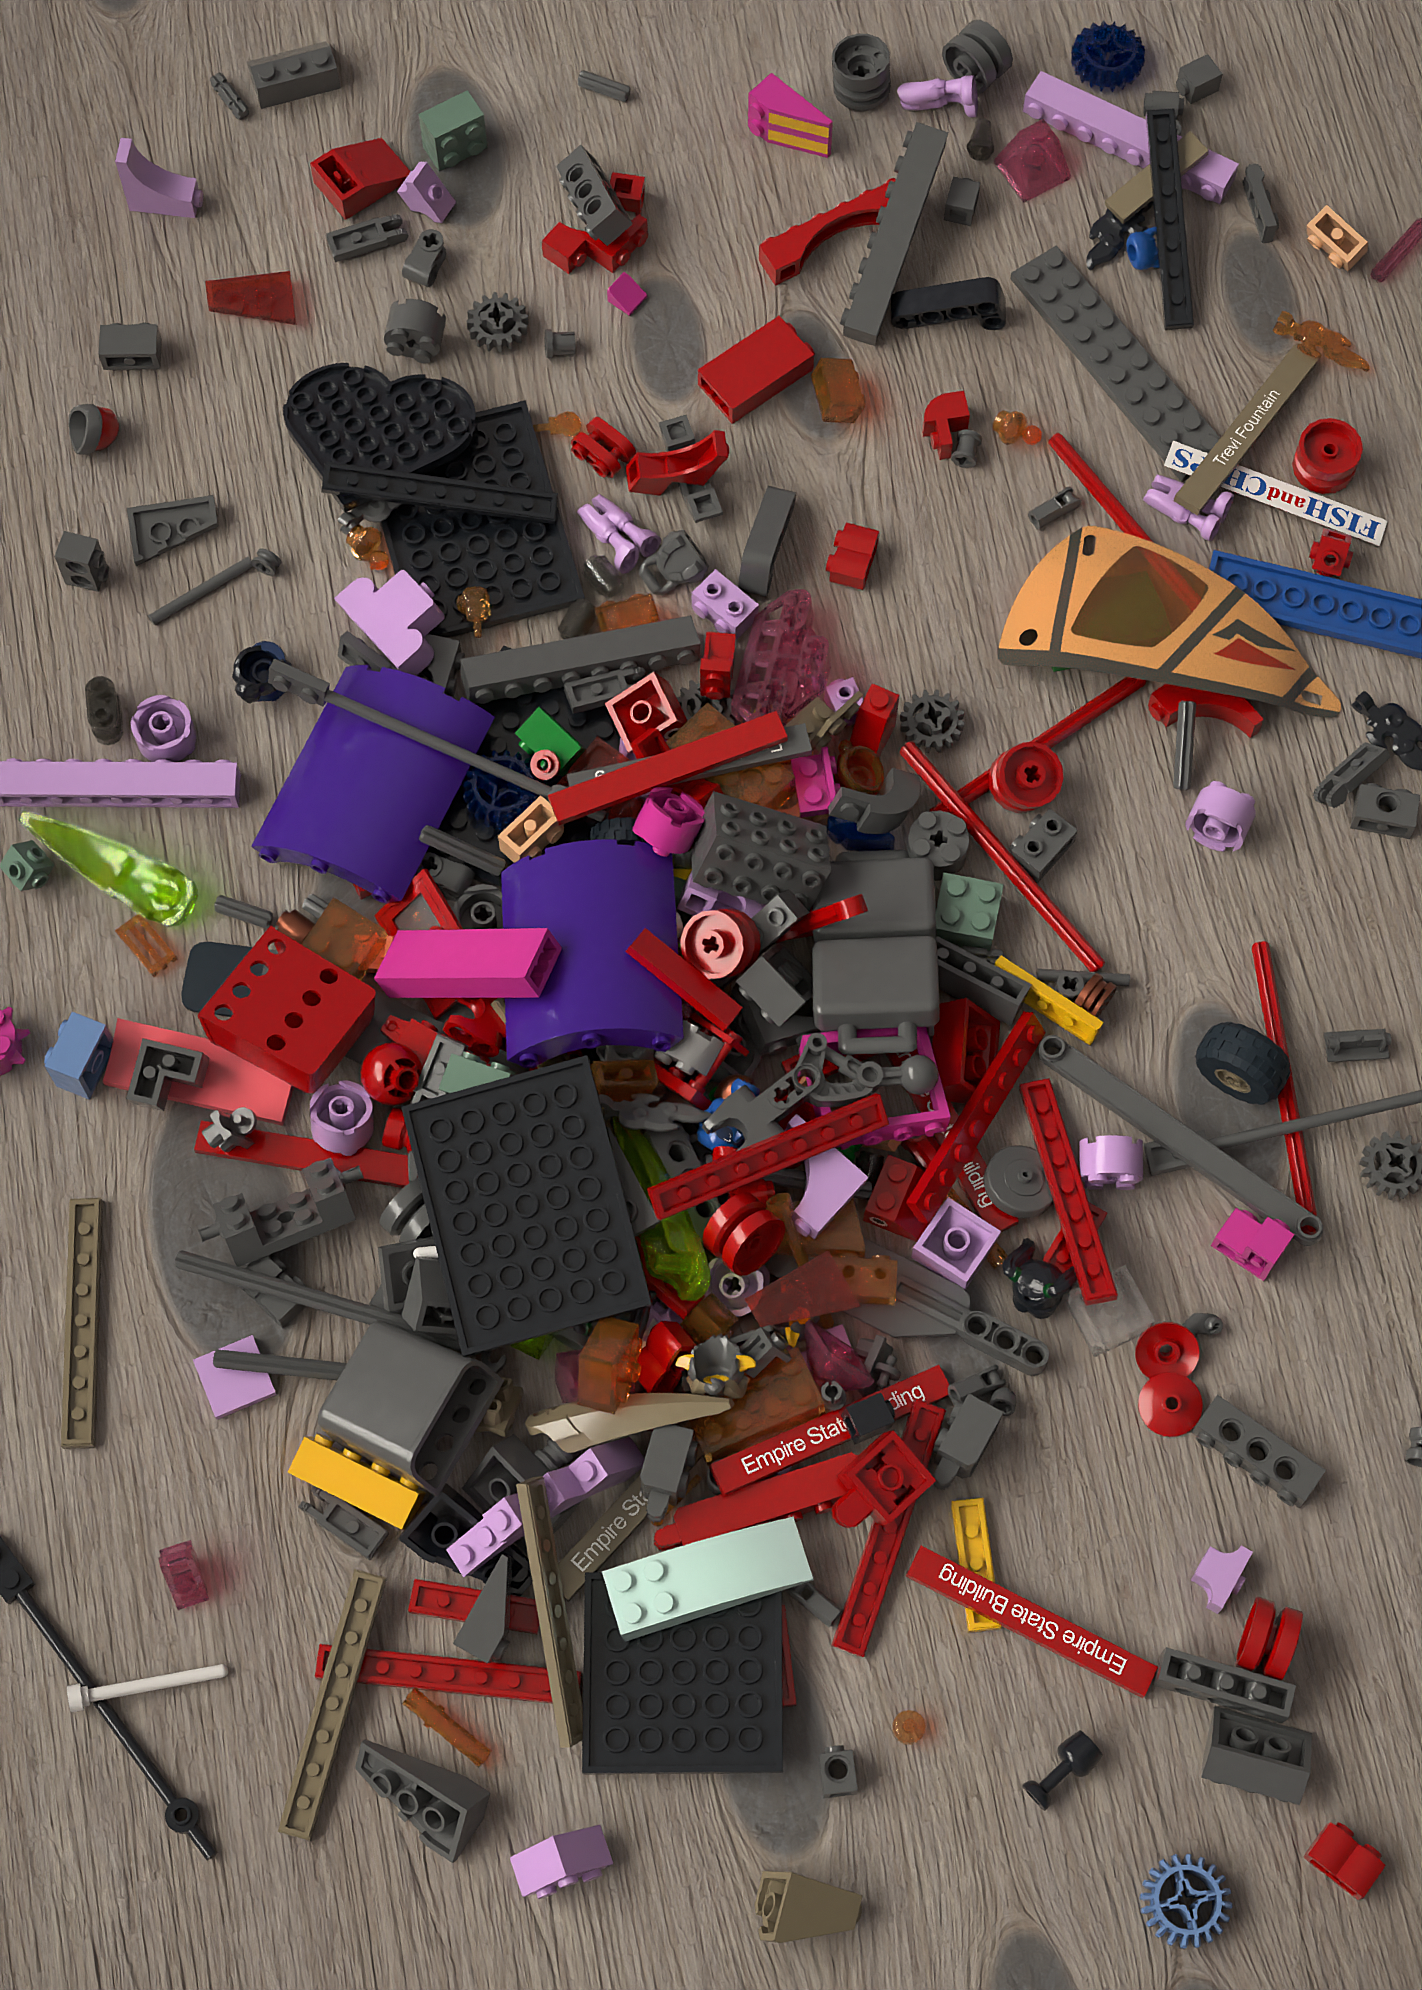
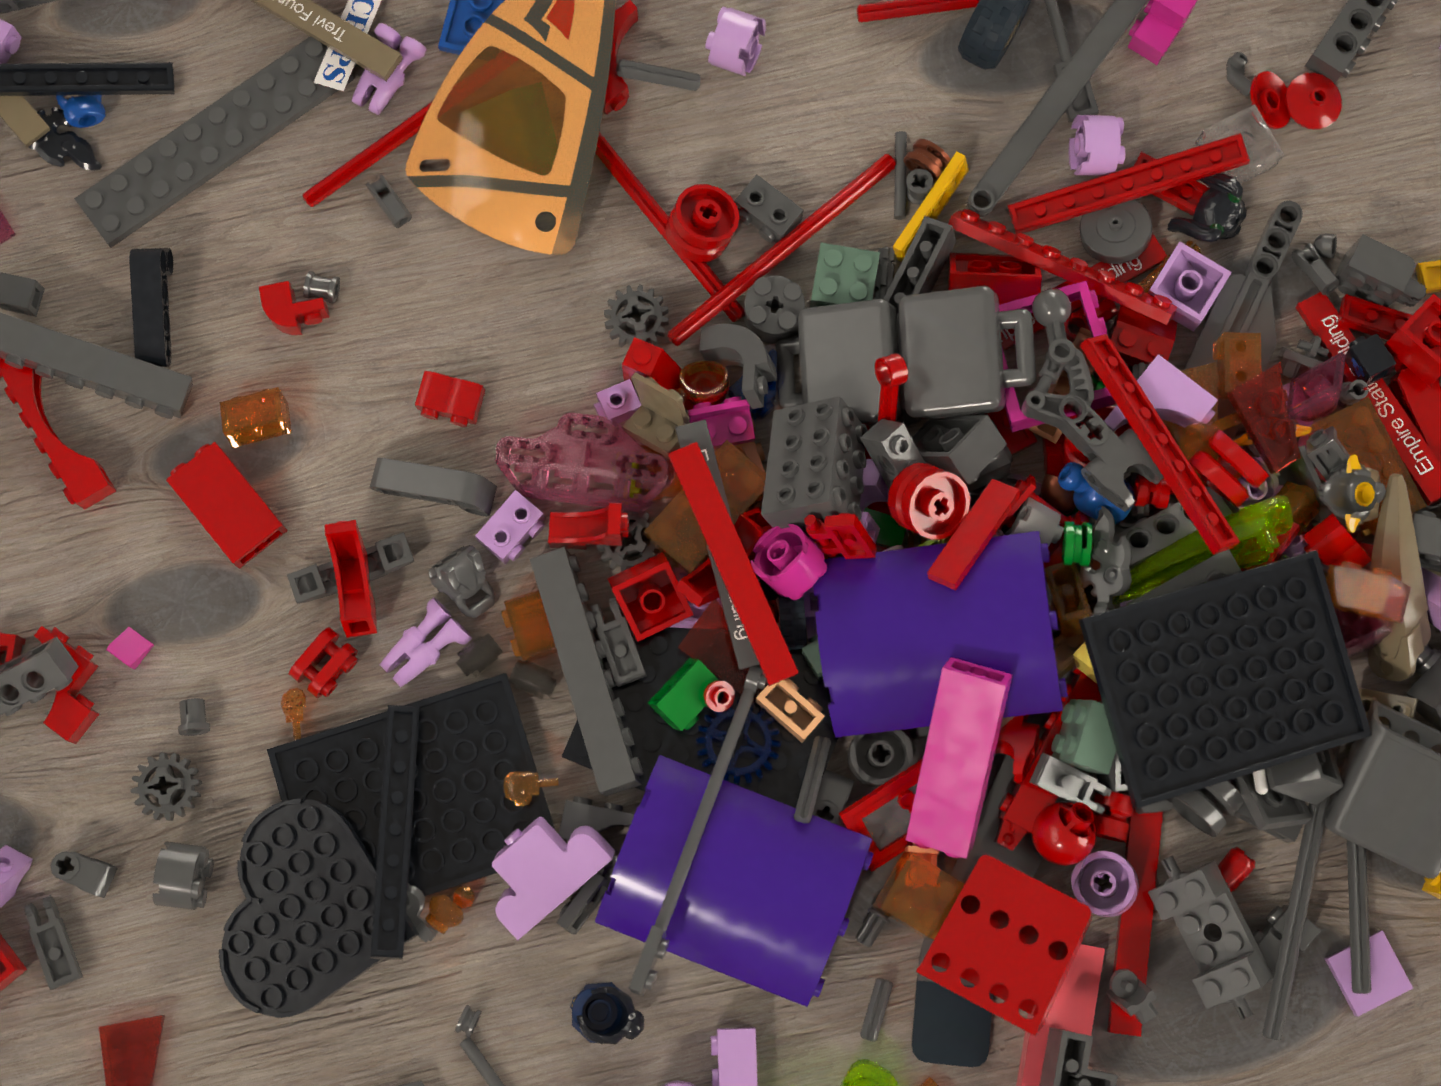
camera: 95 degrees left, 10 degrees up
(294, 925) = (897, 948): copper brick -> none
(346, 1248) = (1236, 867): none -> red piece
(671, 1080) = (1072, 543): none -> green wheel
(688, 860) = (842, 535): none -> red plate
(1014, 426) = (295, 239): clear orange animal -> none

